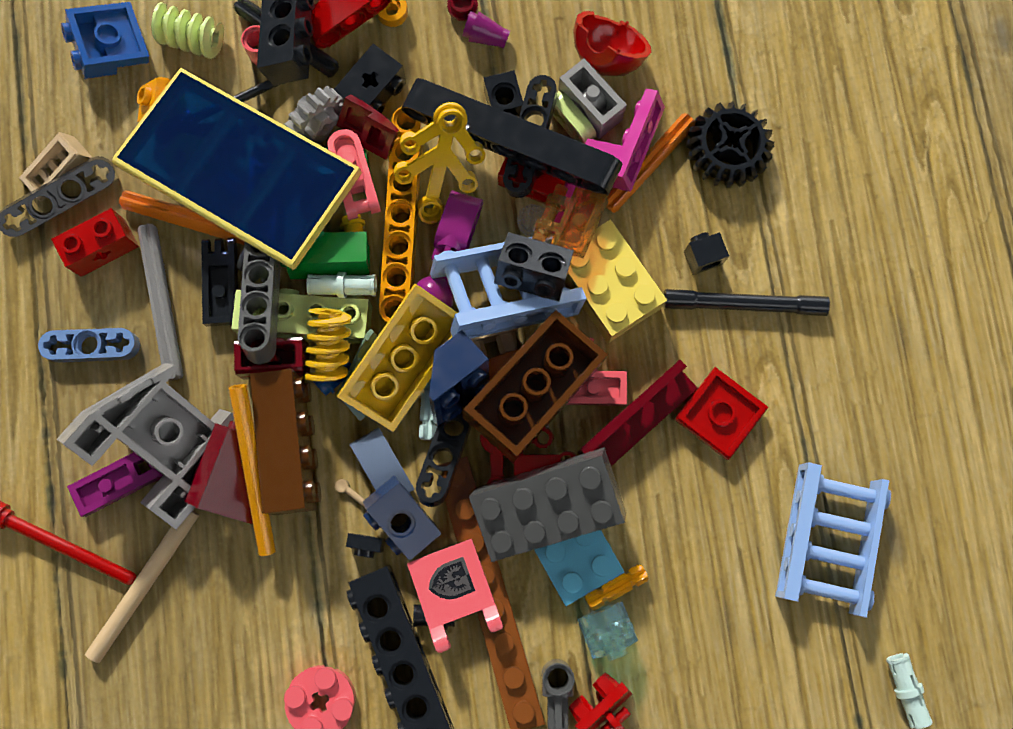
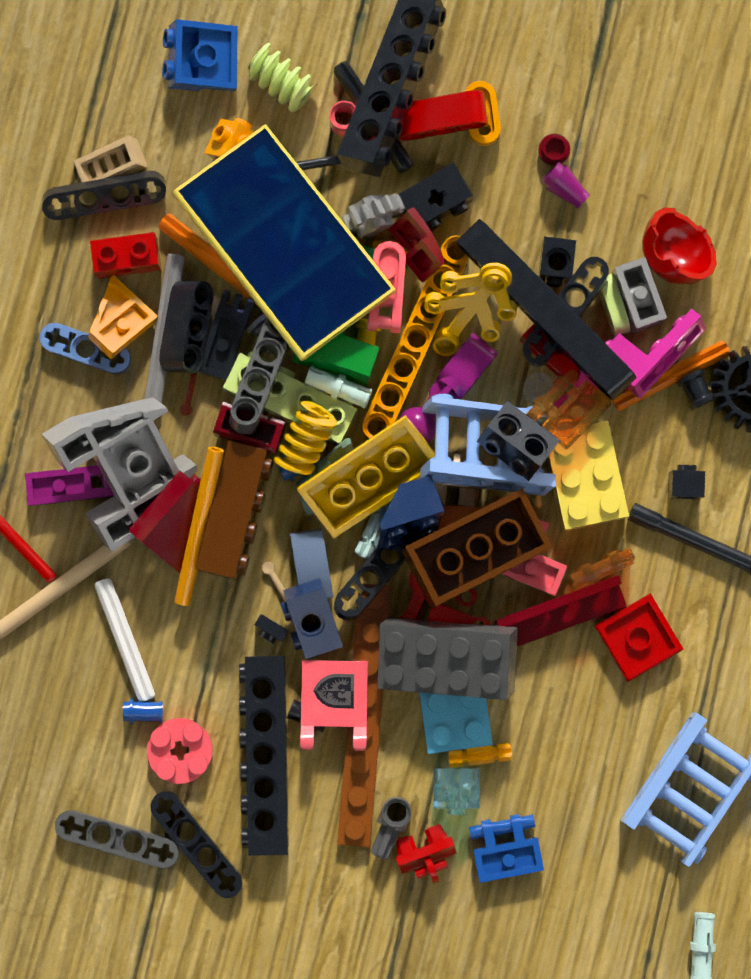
camera: 20 degrees right, 5 degrees up
(110, 304) = (119, 319): none -> light orange wing
(177, 286) = (186, 326): none -> black beam
(207, 364) = (186, 409): none -> clear red hinge
(225, 612) = (124, 640): none -> white axle
(267, 677) = (142, 711): none -> blue pin
(665, 354) = (609, 564): none -> clear orange plate
(678, 165) = (695, 389): none -> black bush
(684, 680) = (509, 858): none -> blue plate

